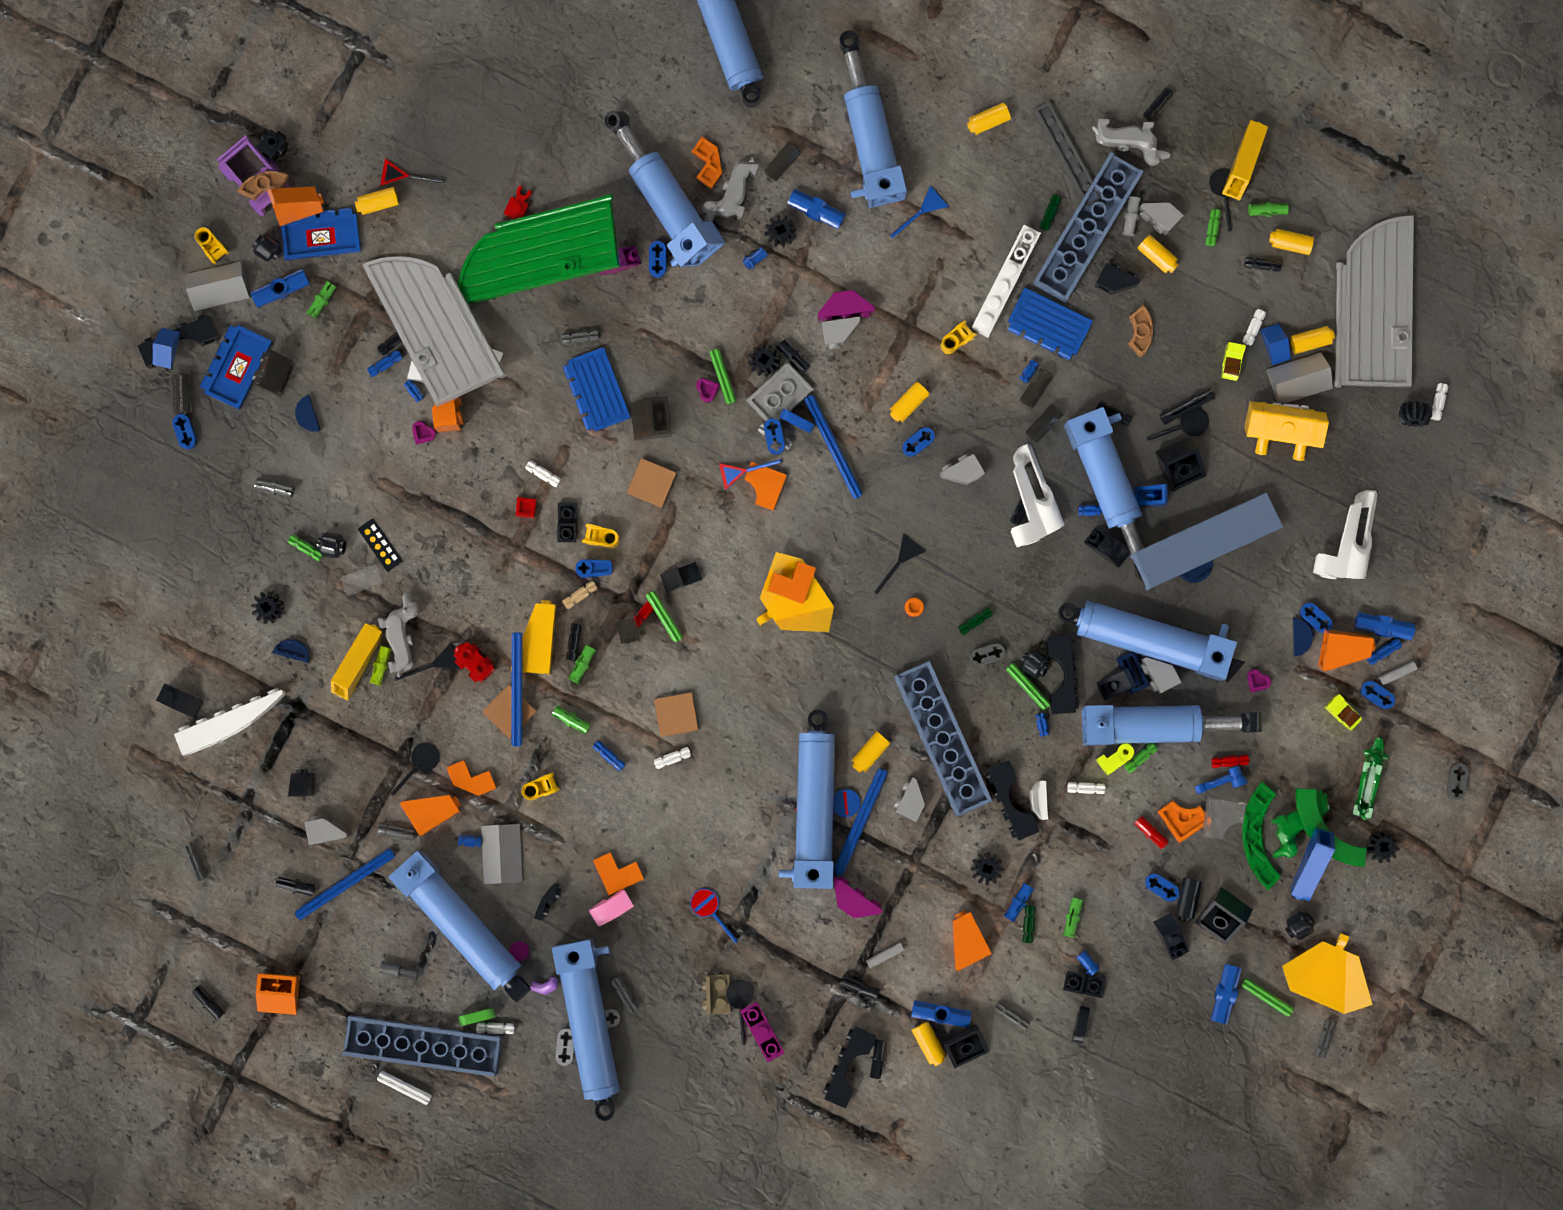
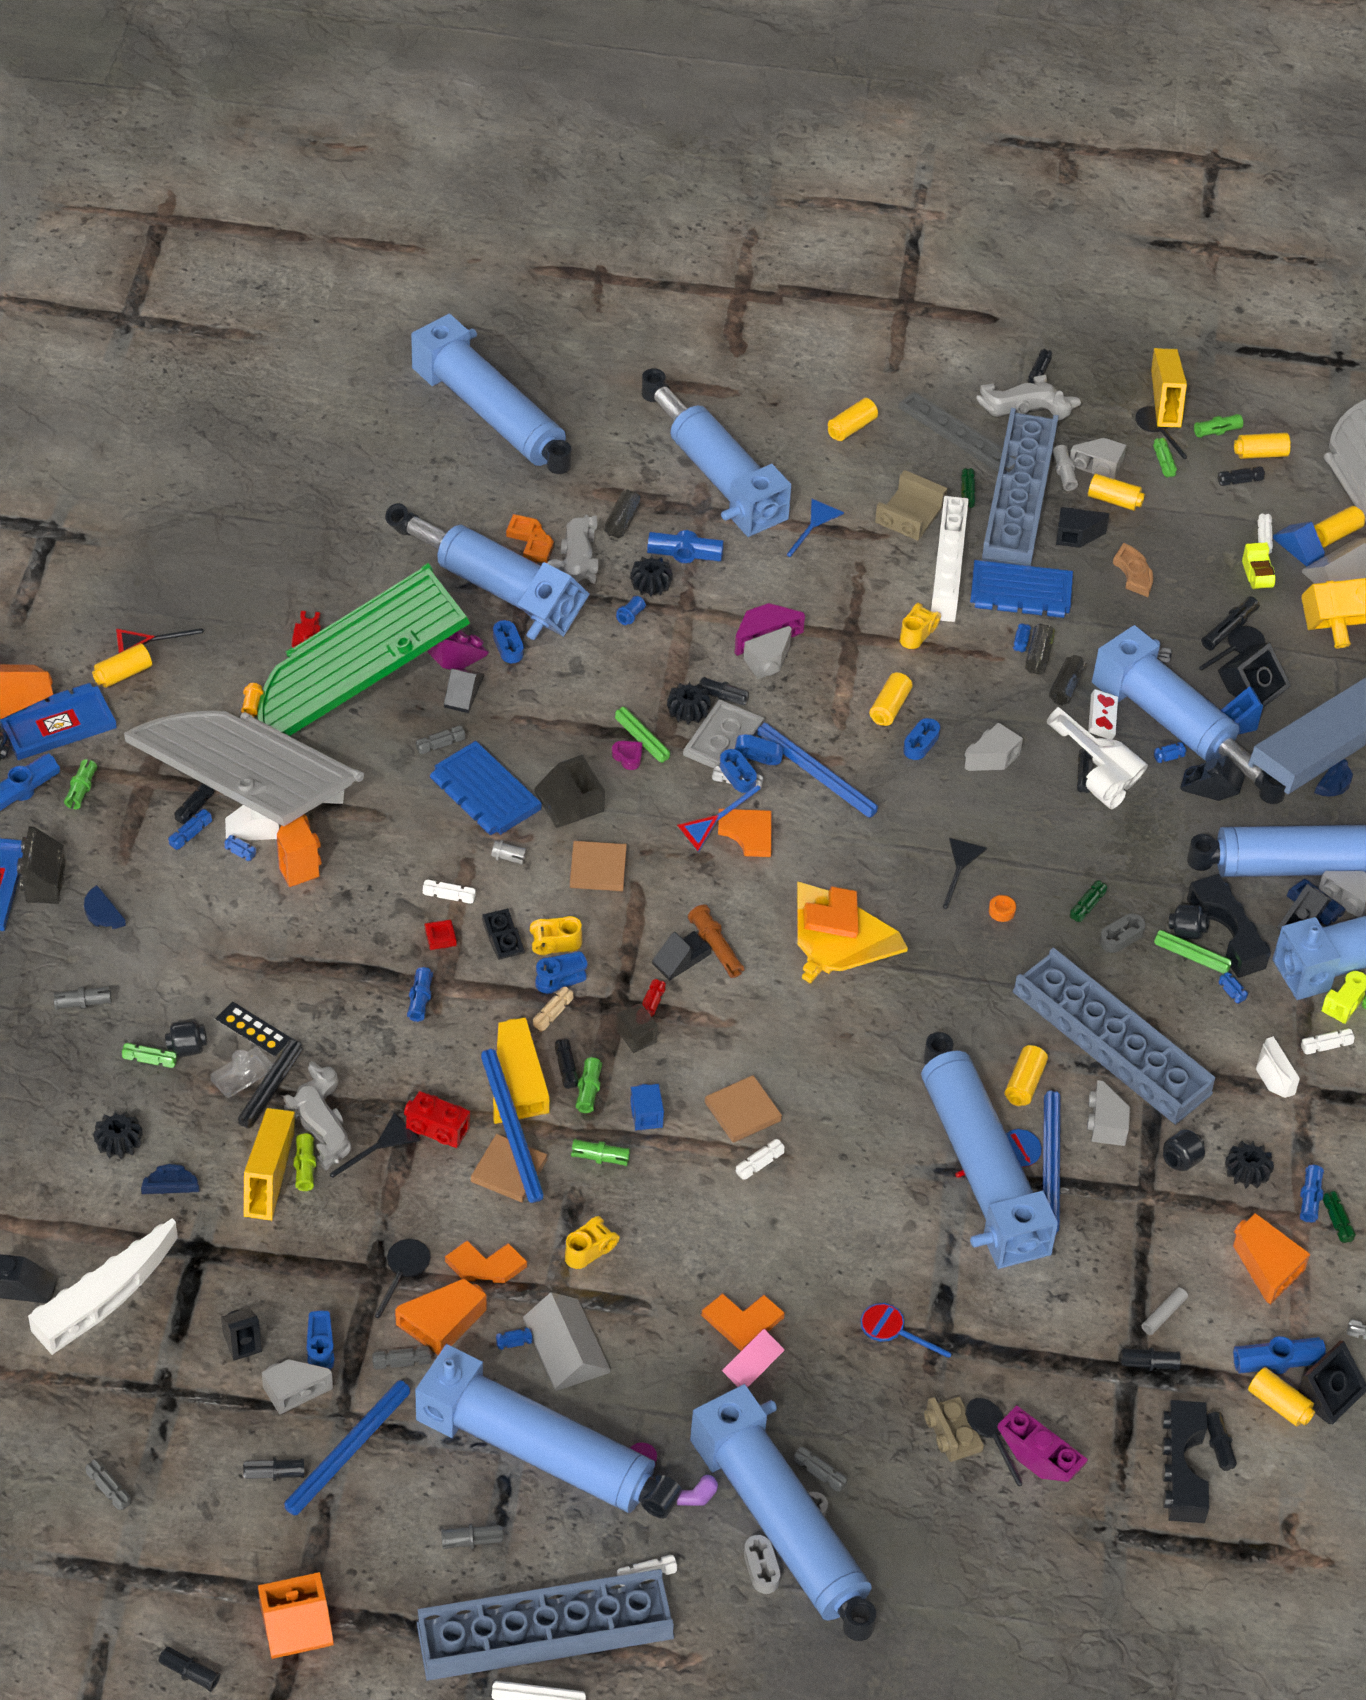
camera: 25 degrees left, 35 degrees down
(349, 802) = (320, 1340): none -> blue piece
(377, 595) = (270, 1083): none -> black axle
(422, 433) = (269, 890): magenta tile -> none
(459, 259) = (251, 700): none -> light orange pin
(477, 1016) = (616, 1557): bright green beam -> none
(495, 555) = (420, 994): none -> blue pin
(550, 896) = (658, 1378): black slope -> none
(593, 453) = (508, 852): none -> light grey pin
(608, 755) = (670, 1180): blue axle -> none
(611, 293) = (462, 689): none -> slope
(612, 695) = (646, 1107): none -> blue brick
(664, 616) = (678, 997): bright green axle -> none
(706, 566) = (711, 932): none -> dark orange pin
(853, 901) = (1090, 1254): magenta slope -> none
(948, 845) = (1184, 1150): none -> black head
(998, 220) = (912, 506): none -> dark tan panel
(1021, 824) = (1265, 1099): black arch -> none
(1056, 461) = (1103, 714): none -> white tile

